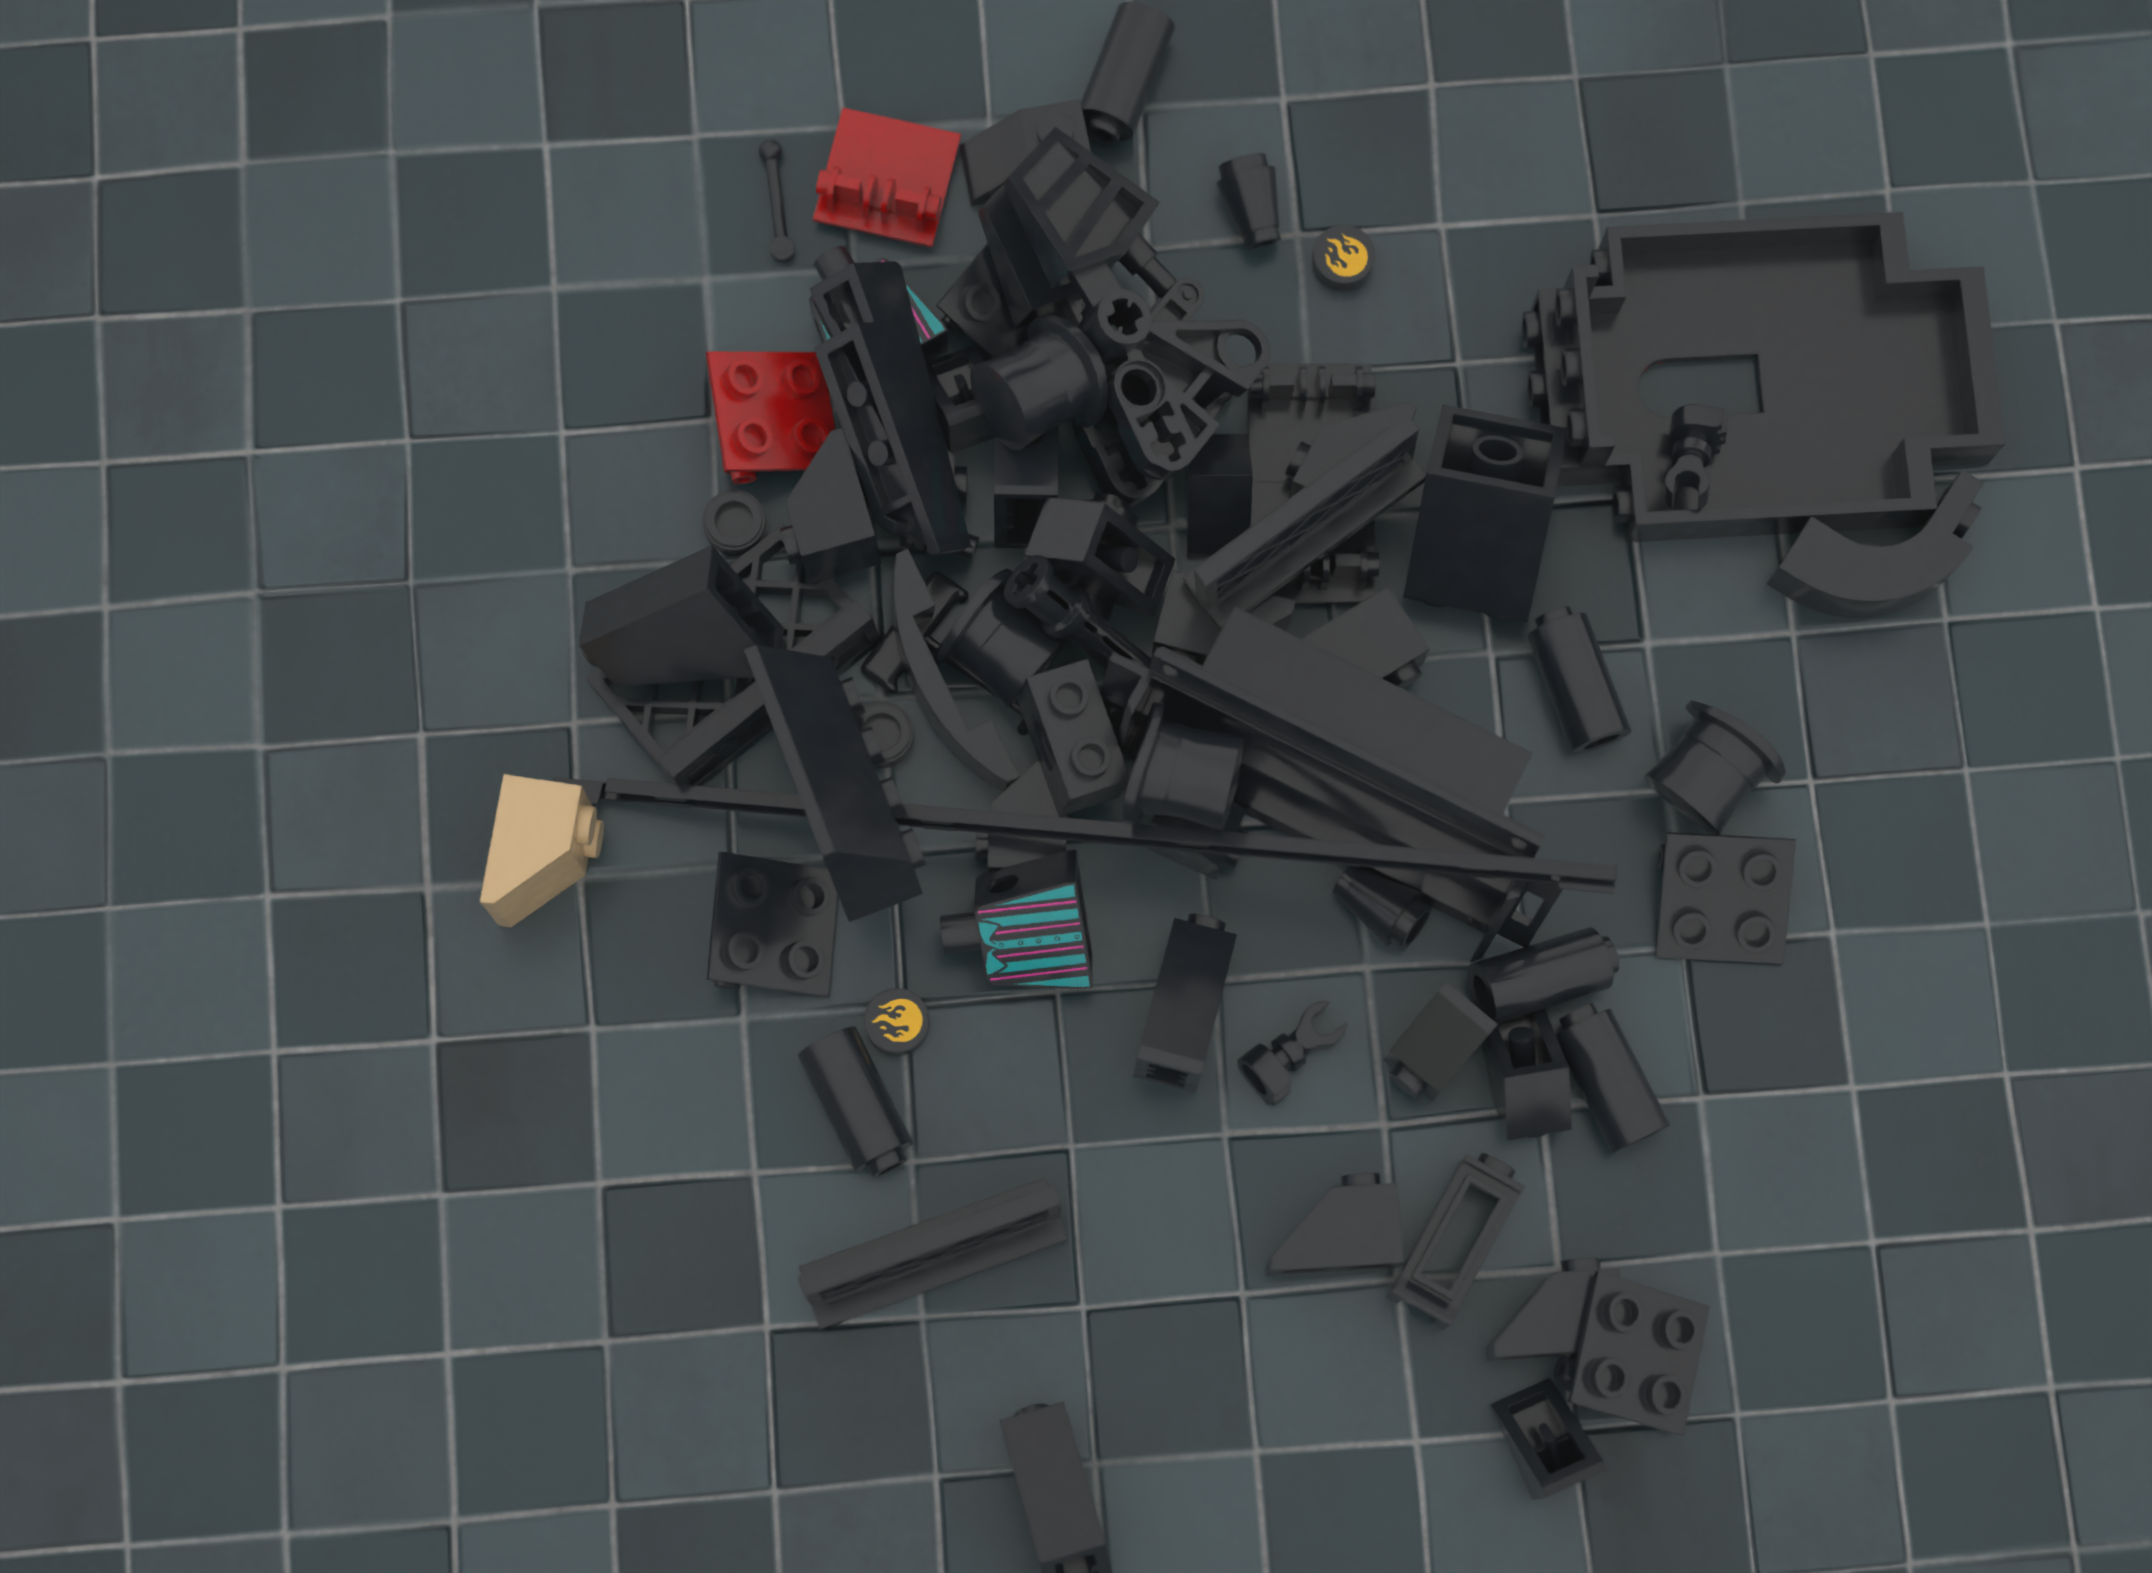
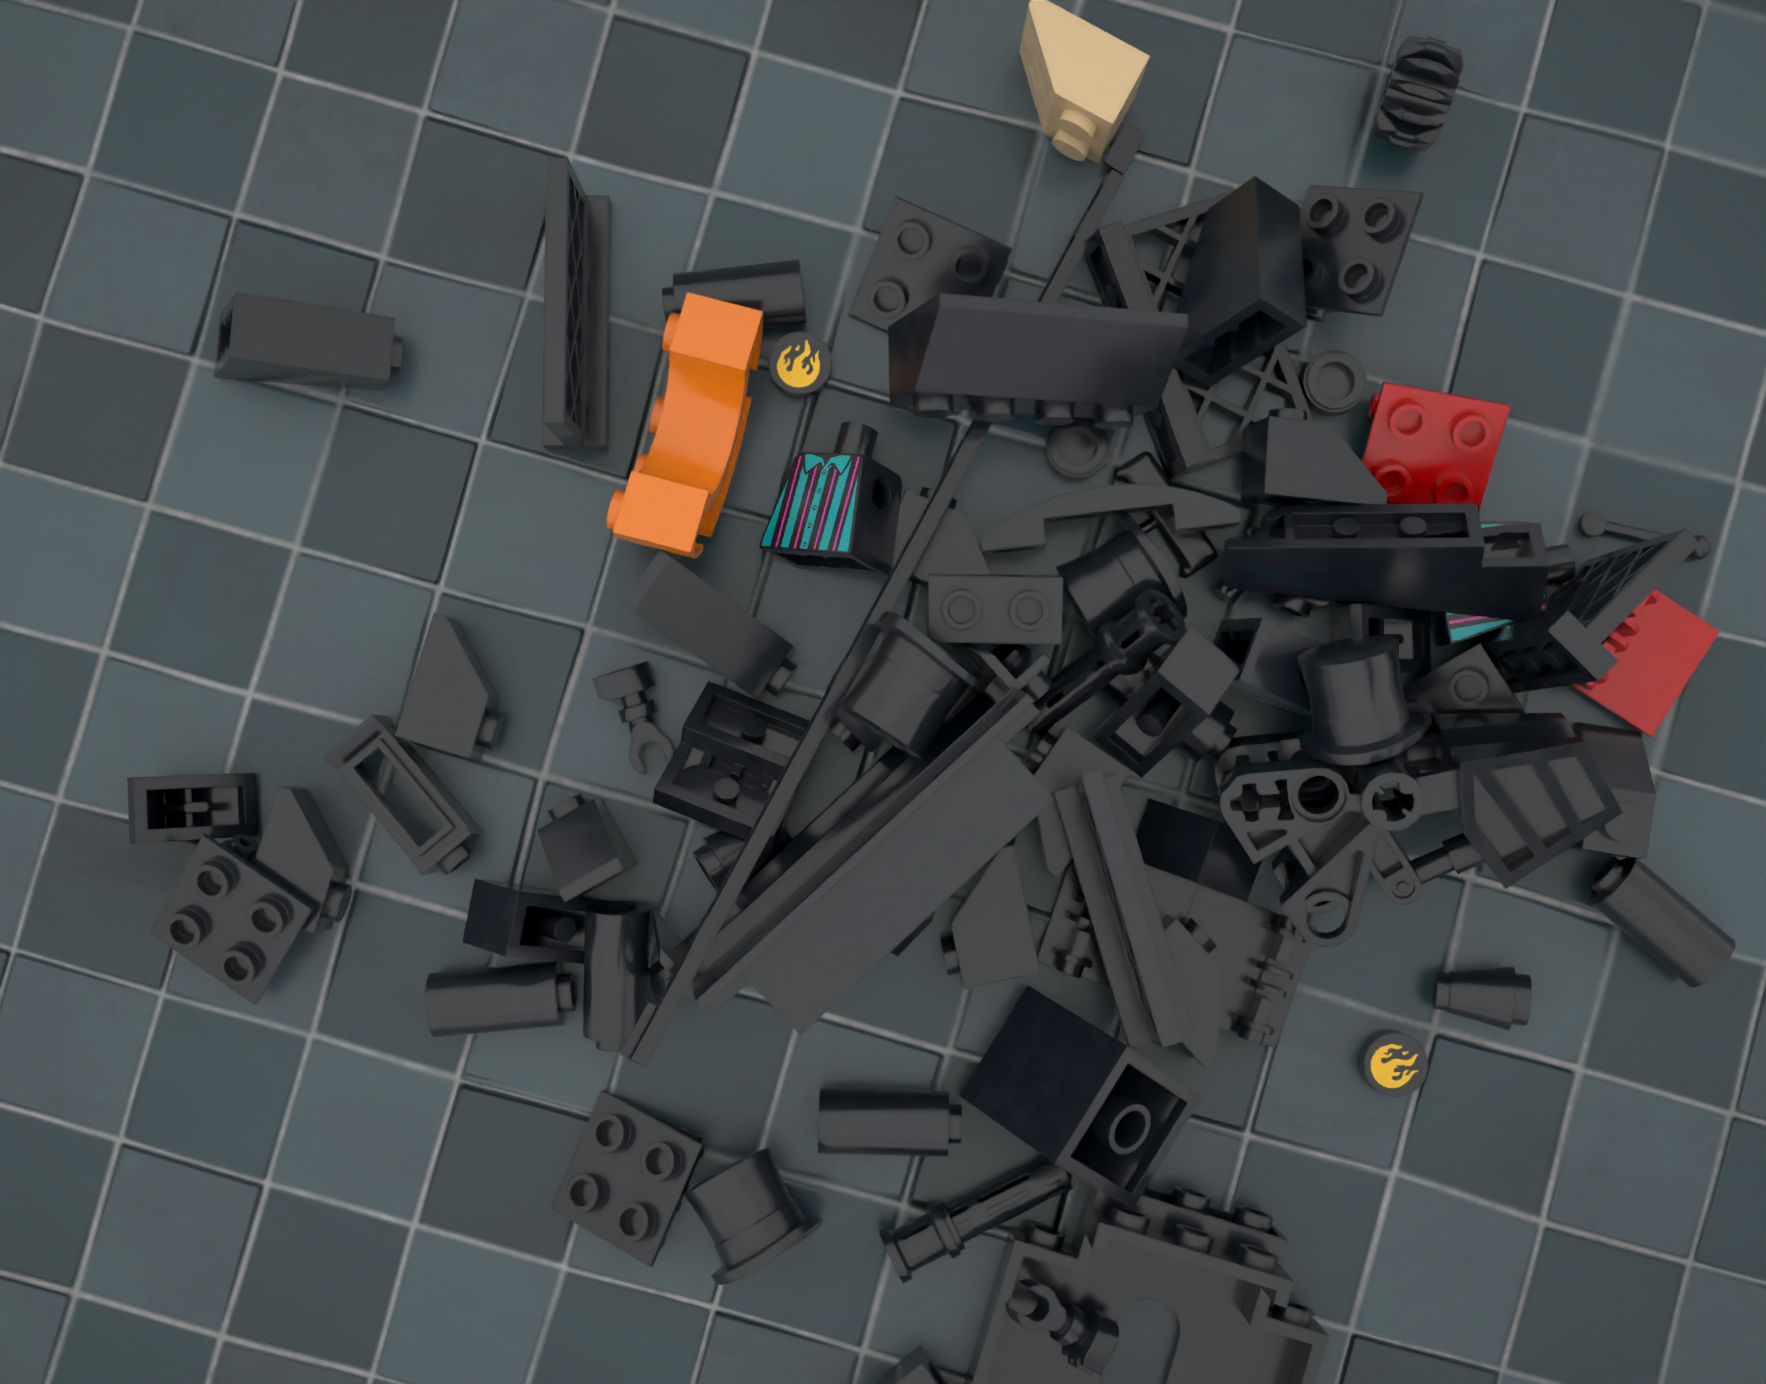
camera: 110 degrees right, 10 degrees up
(437, 533) = (1418, 93): none -> black gear
(606, 538) = (1353, 247): none -> black hinge
(887, 215) = (1567, 638): none -> black fence
(1008, 1086) = (696, 426): none -> orange brick
(1303, 934) = (730, 761): none -> black slope
(1650, 593) = (949, 1227): none -> black pin

